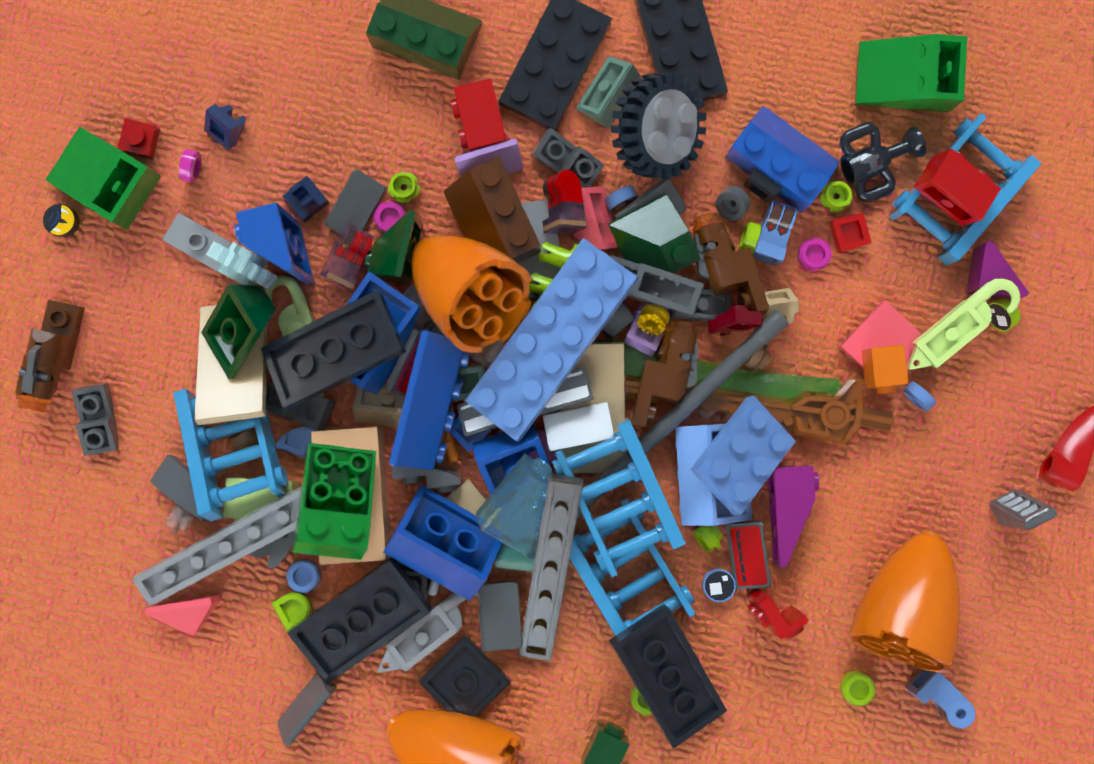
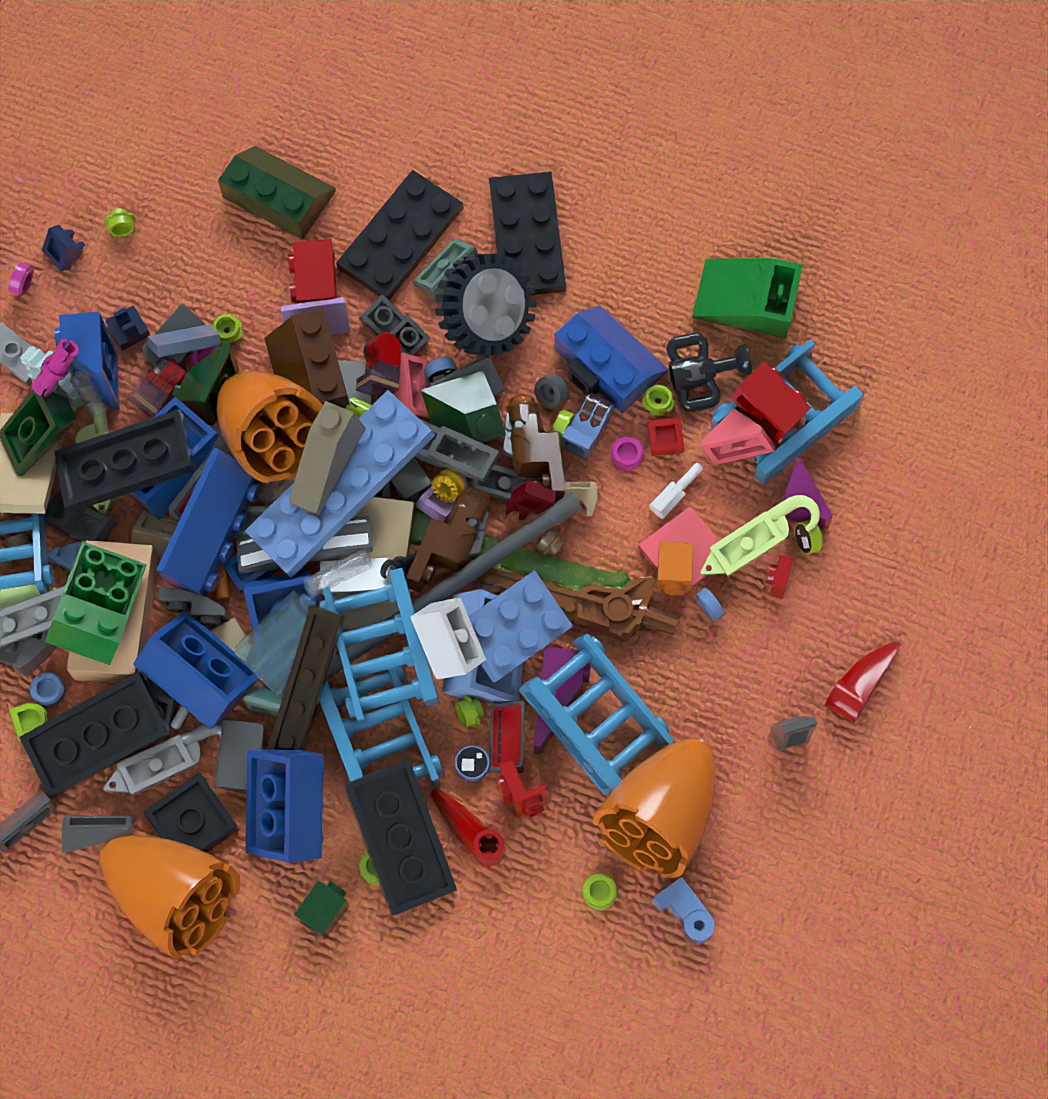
camera: 10 degrees right, 15 degrees down
(243, 268) = (55, 367): none -> dark pink pin
(276, 90) = (120, 222): none -> lime plate
(282, 280) = (88, 393): none -> clear piece
(364, 208) = (183, 340): none -> sand blue tile
(368, 713) = (87, 831): none -> dark grey slope
(535, 321) = (325, 456): none -> dark tan slope
(554, 662) = (284, 804): none -> blue slope
(568, 428) = (339, 572): none -> clear piece
(621, 408) = (396, 563): none -> black hand
(689, 487) = (448, 638): none -> white brick
(729, 649) = (469, 829): none -> red piece
(808, 543) = (563, 719): none -> dark azure fence
(866, 288) = (673, 493): none -> white axle
(924, 226) = (736, 439): none -> coral slope
(982, 358) = (778, 576): none -> red plate

